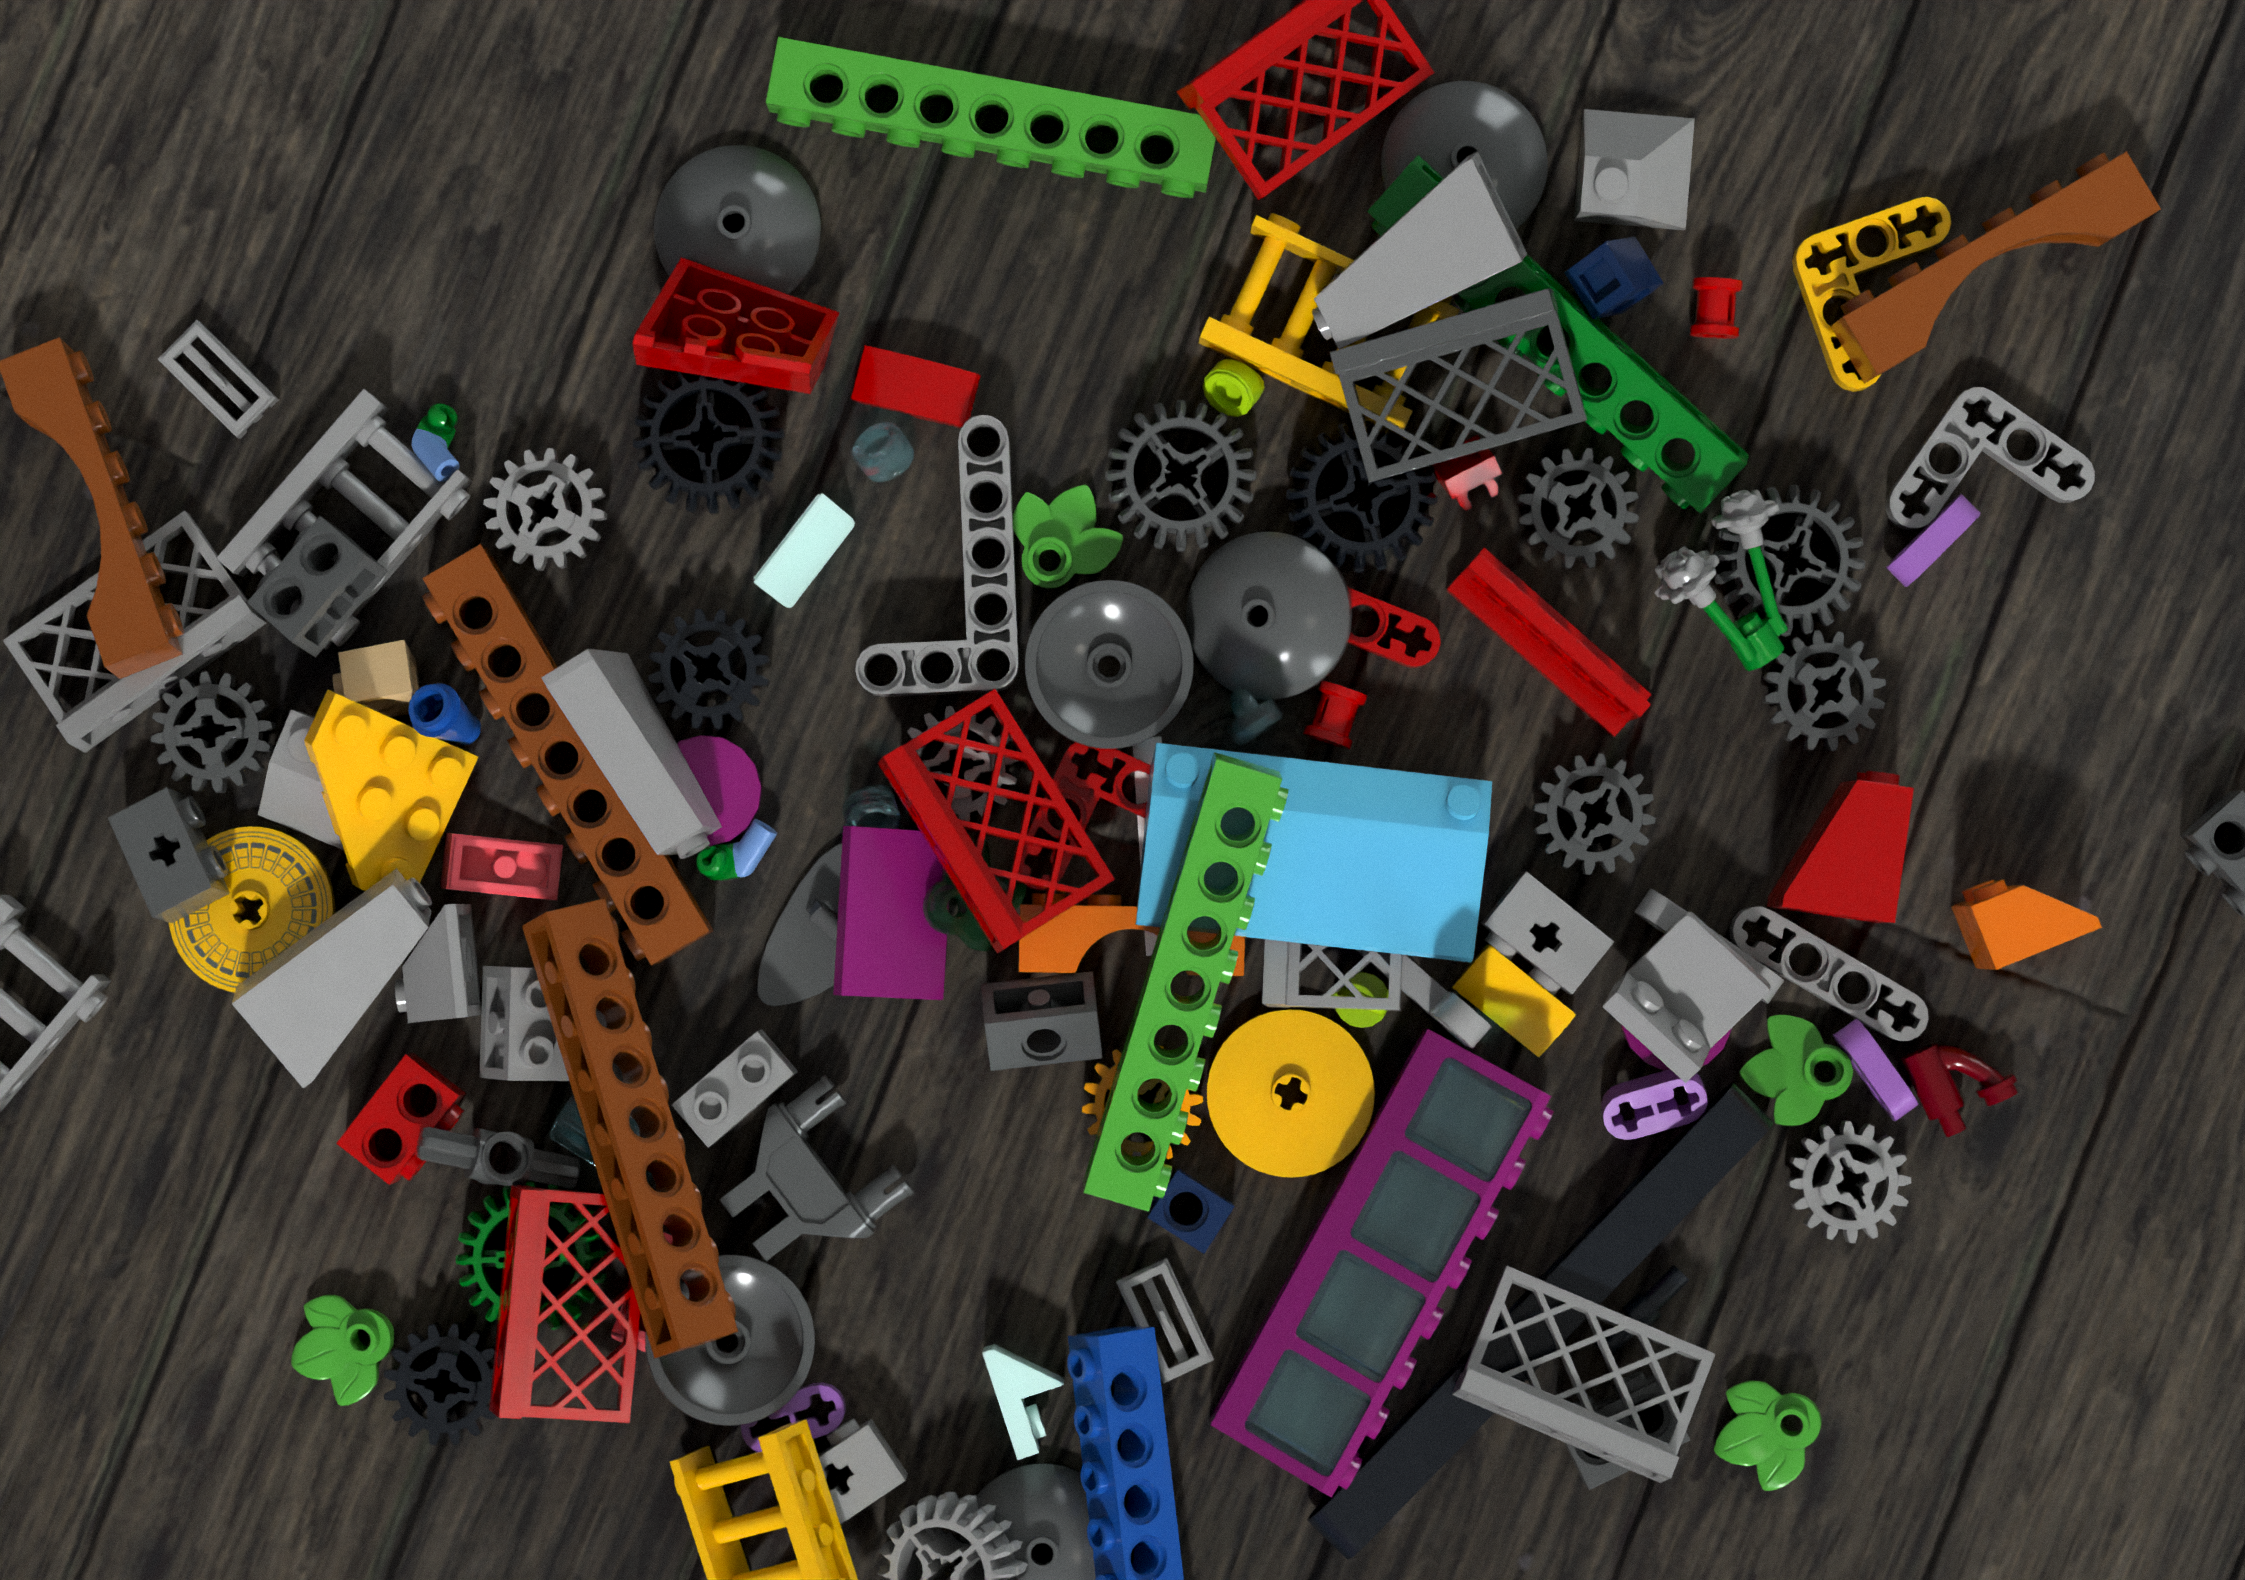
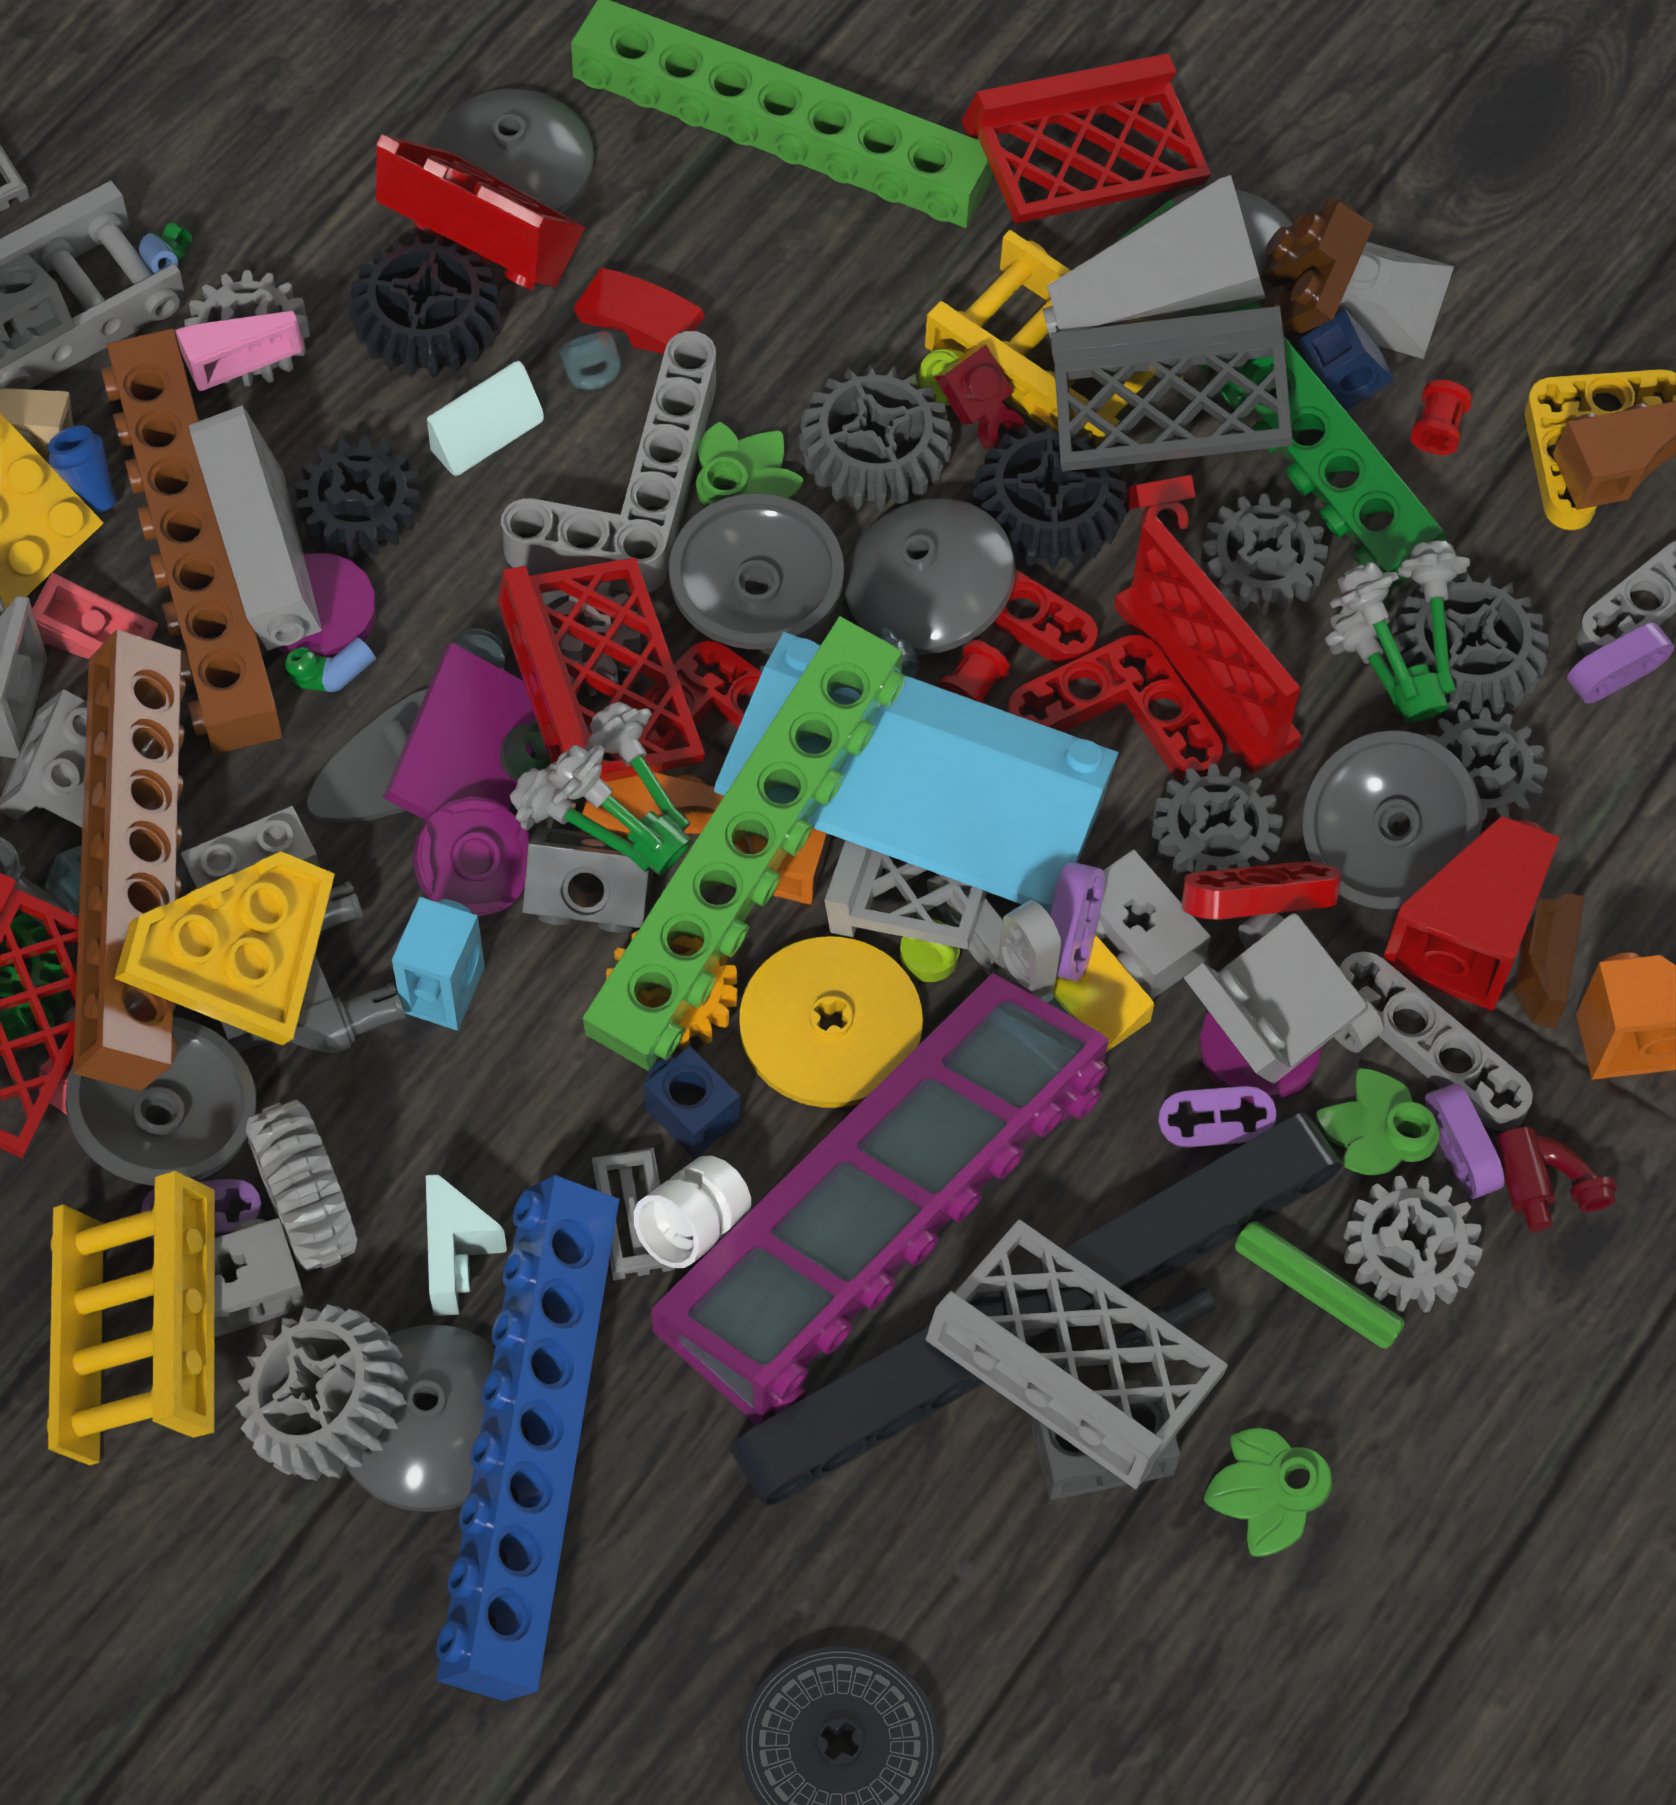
camera: 15 degrees right, 25 degrees down
(540, 563) = (237, 346): none -> bright pink slope
(757, 1198) = (235, 946): none -> yellow plate
(877, 1390) = (301, 1185): none -> light grey gear
(929, 1023) = (472, 855): none -> magenta tile
(934, 1145) = (439, 962): none -> medium azure brick
(1023, 986) = (576, 774): none -> plant
(1222, 1319) = (691, 1211): none -> white wheel
(1269, 408) = (976, 393): none -> dark red plate
(1467, 683) = (1122, 686): none -> red beam
(1489, 964) = (1076, 916): none -> medium lavender beam
(1566, 194) = (1314, 264): none -> reddish brown plate
(1639, 900) = (1260, 890): none -> red beam
(1748, 807) = (1362, 795): none -> dark grey dish
(1774, 1235) = (1319, 1284): none -> bright green axle
(1923, 872) = (1548, 959): none -> reddish brown slope

